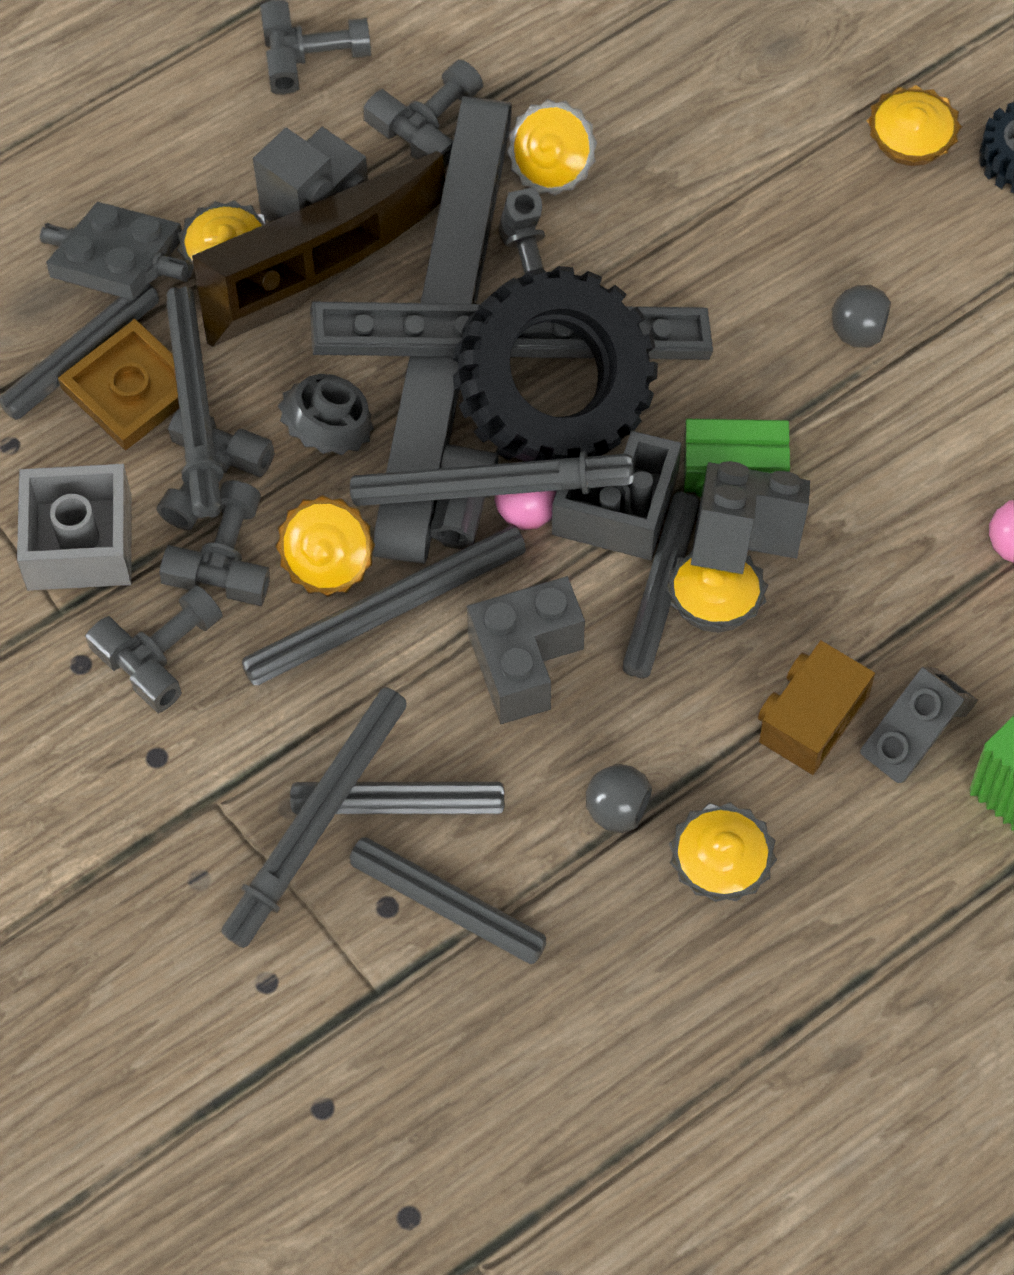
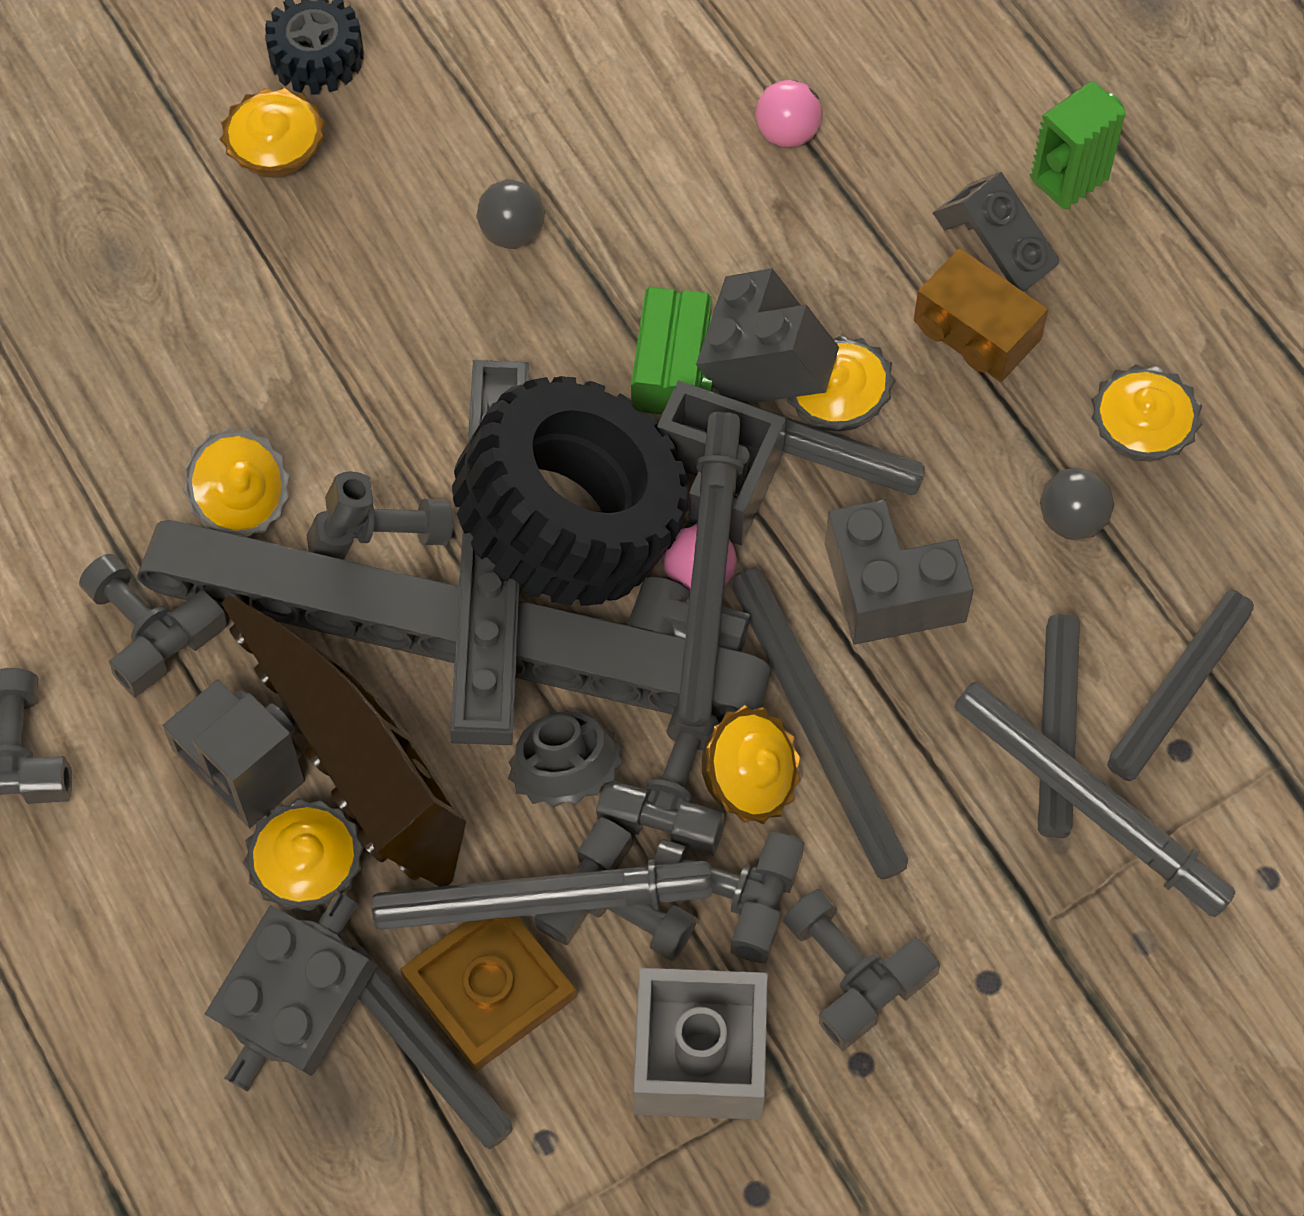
camera: 85 degrees left, 0 degrees up
(290, 488) = (665, 801): none -> dark grey bar

